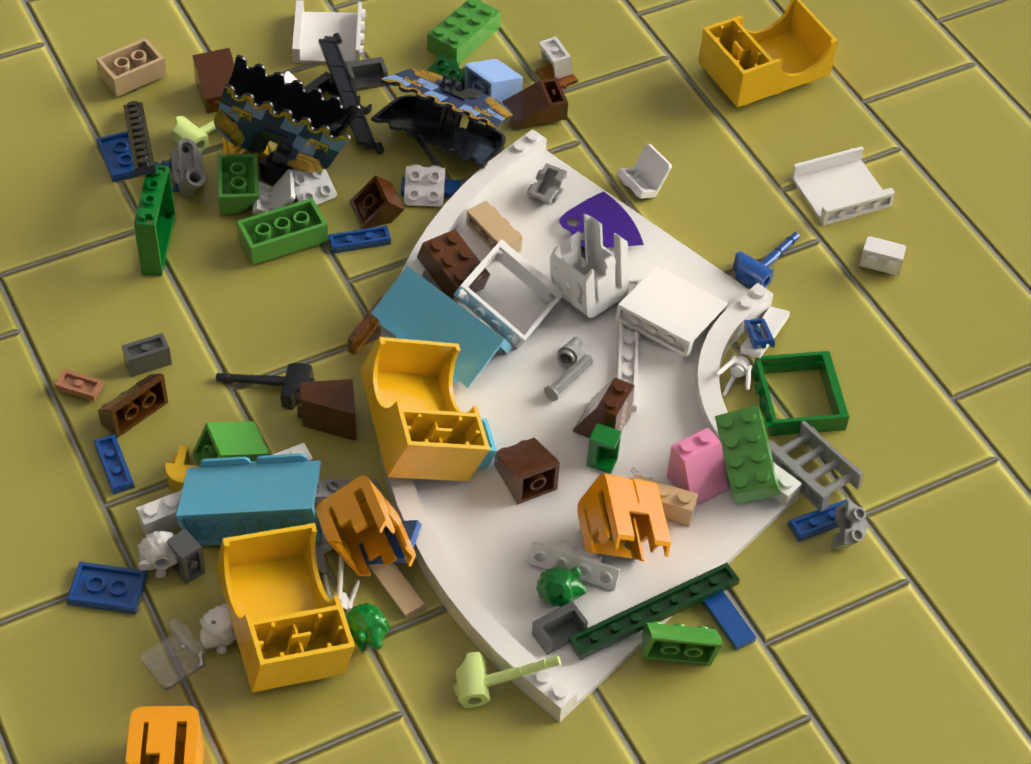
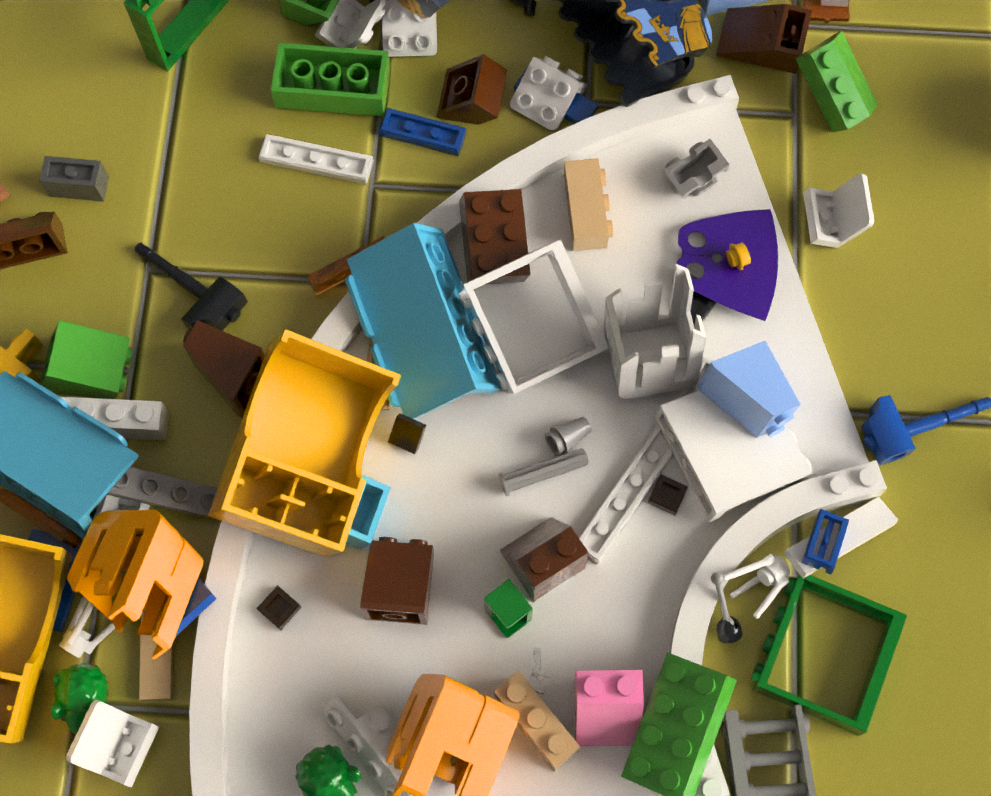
camera: 35 degrees right, 20 degrees up
(300, 281) = (316, 159): none -> white tile
(410, 642) = (112, 743): none -> white bracket
(459, 521) = (279, 607): none -> dark brown tile
(472, 393) = (407, 433): none -> dark brown tile
(596, 111) = (837, 83): none -> bright green slope
(605, 216) = (738, 255): none -> yellow plate
(651, 357) = (667, 494): none -> dark brown tile
(666, 269) = (751, 390): none -> light blue slope
(733, 404) = (728, 627): none -> hinge

